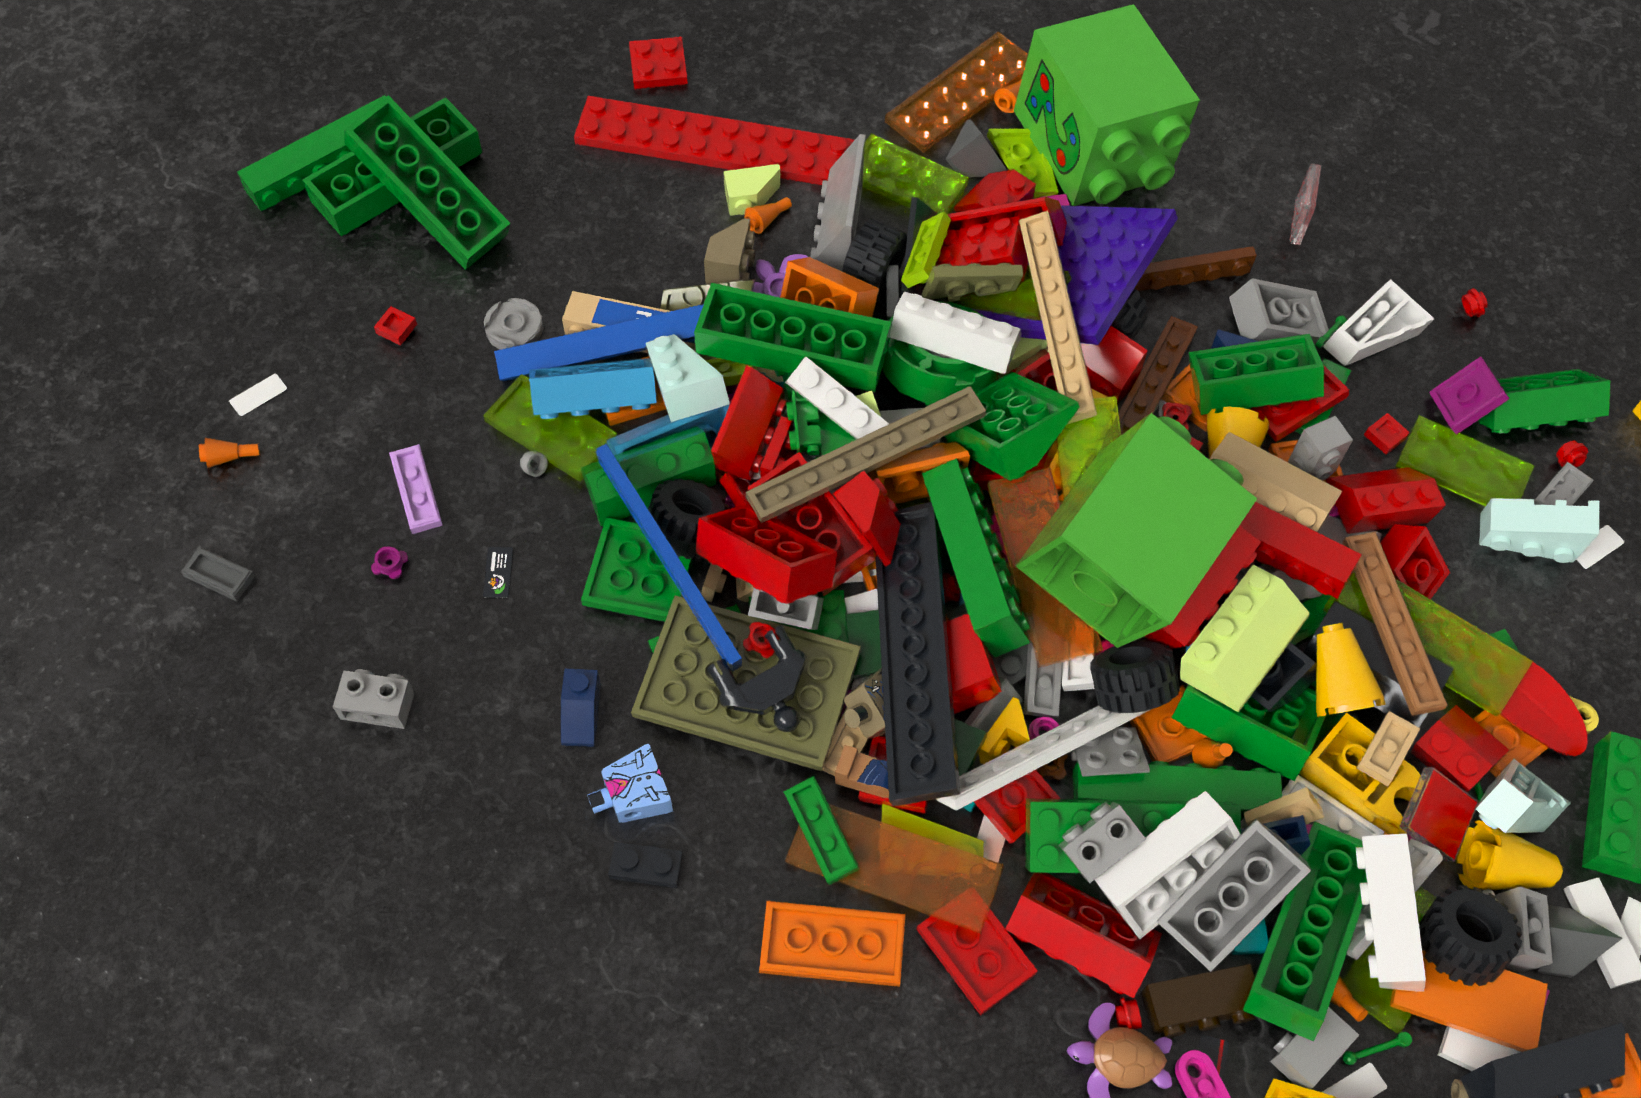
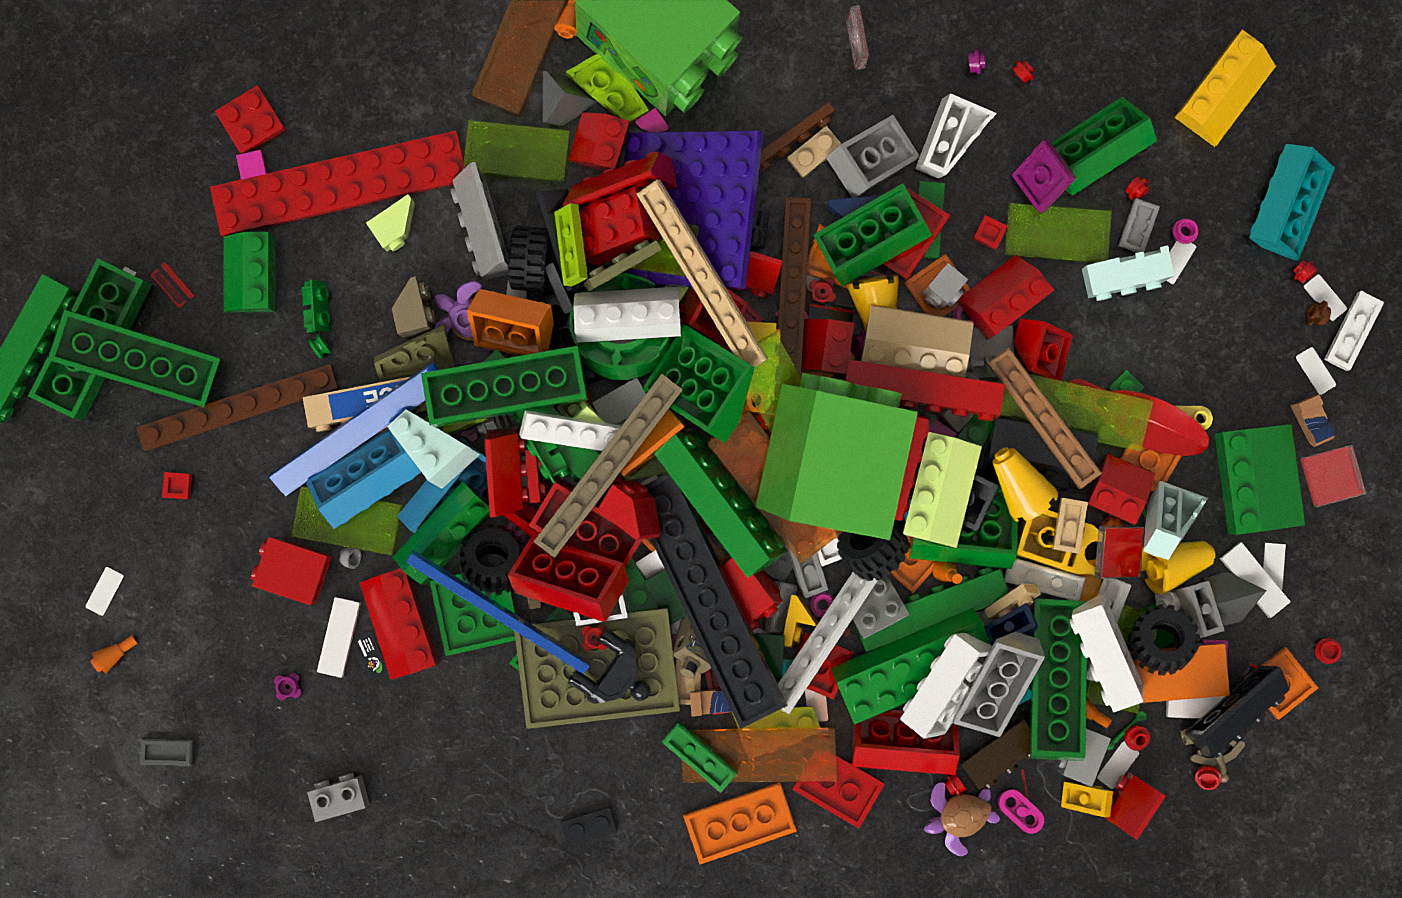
camera: 15 degrees left, 25 degrees up
(415, 489) = (272, 618): lavender tile -> none
(464, 444) = (291, 570): none -> red brick
(474, 537) = (338, 637): none -> white tile
(491, 283) = (237, 407): none -> reddish brown plate
(501, 162) = (172, 285): none -> sticker
(513, 323) = (268, 439): light grey tile -> none
(549, 548) = (399, 623): none -> red slope
(580, 707) = (487, 737): dark blue slope -> none
(585, 176) = (249, 272): none -> green slope
(615, 261) = (319, 346): none -> green bush
(633, 788) = (554, 779): light blue torso -> none
(634, 227) = (316, 294): none -> green hinge
(639, 93) = (251, 164): none -> dark pink tile
(764, 215) = (415, 247): orange cone -> none
(1101, 840) = (896, 693): light grey brick -> none
(1213, 293) = (813, 152): none -> tan plate
(1340, 320) = (922, 134): green hinge -> none
(1382, 1060) = (1133, 733): none -> red plate
(1425, 277) = (977, 61): none -> magenta plate
(1617, 517) = (1186, 224): none -> dark pink plate

